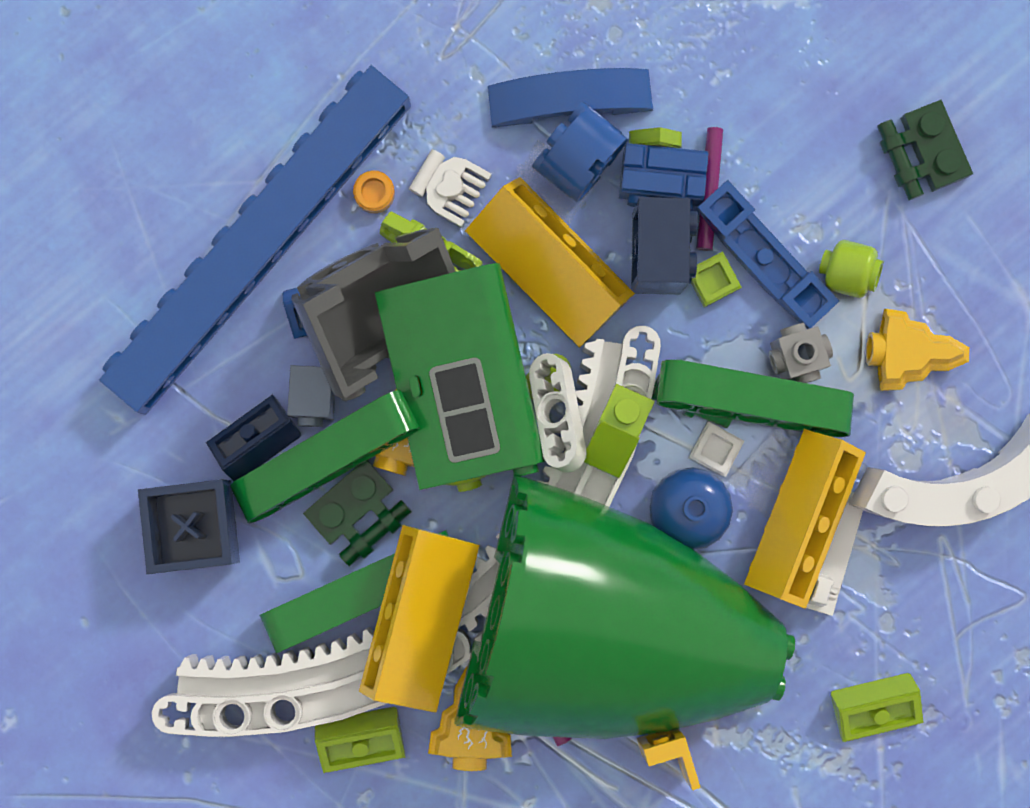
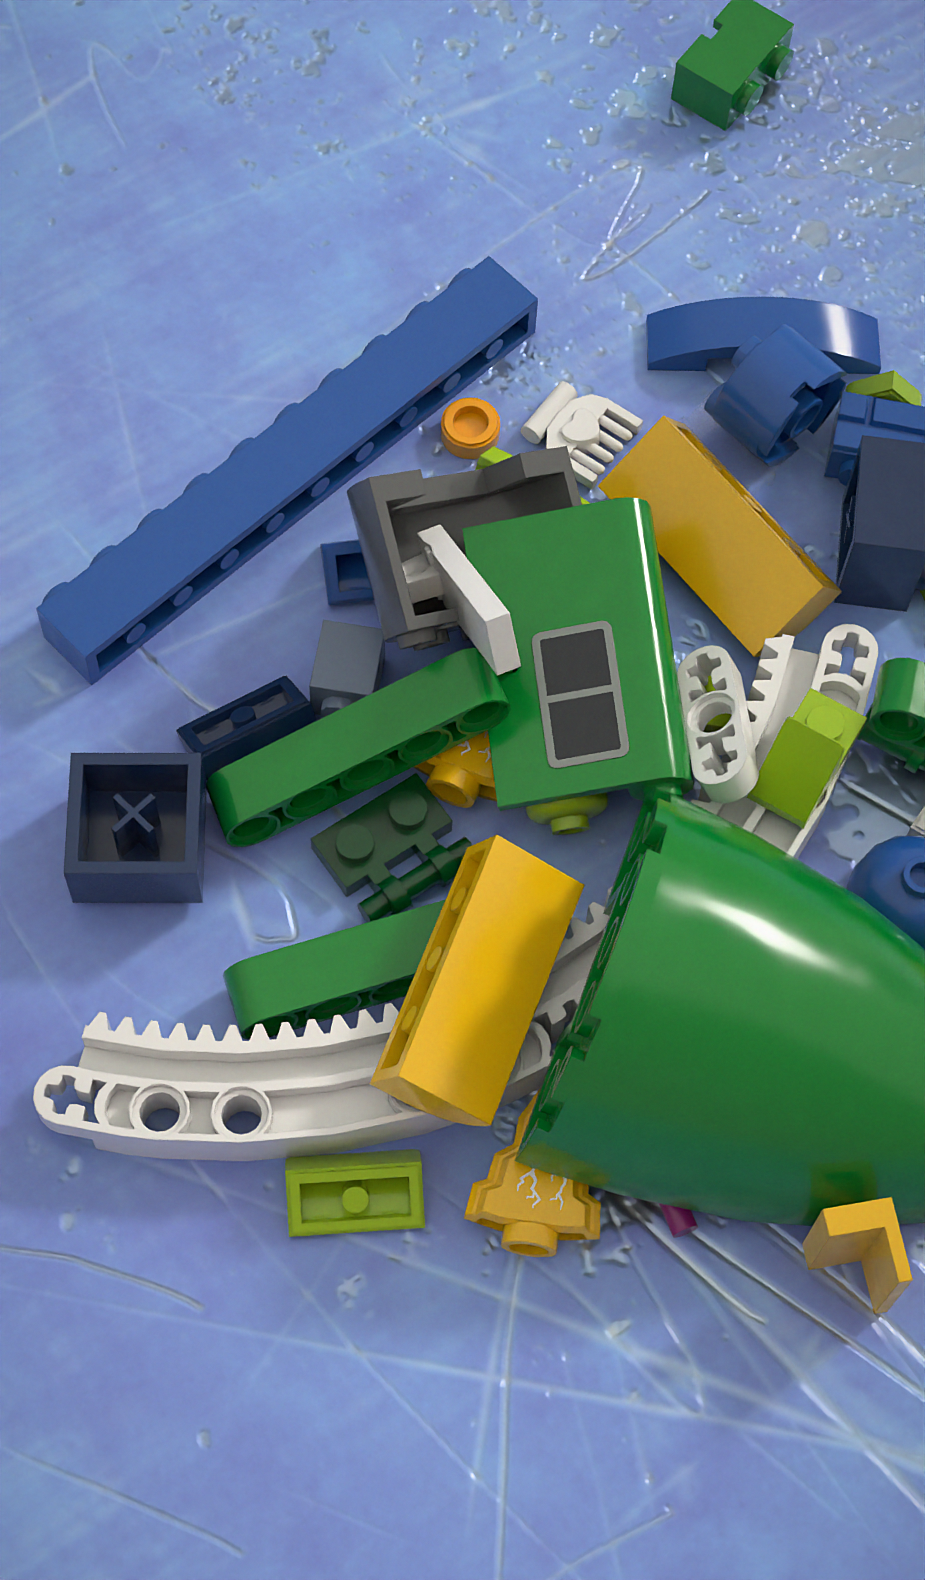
camera: 10 degrees right, 20 degrees down
(361, 333) = (450, 576): none -> white hinge

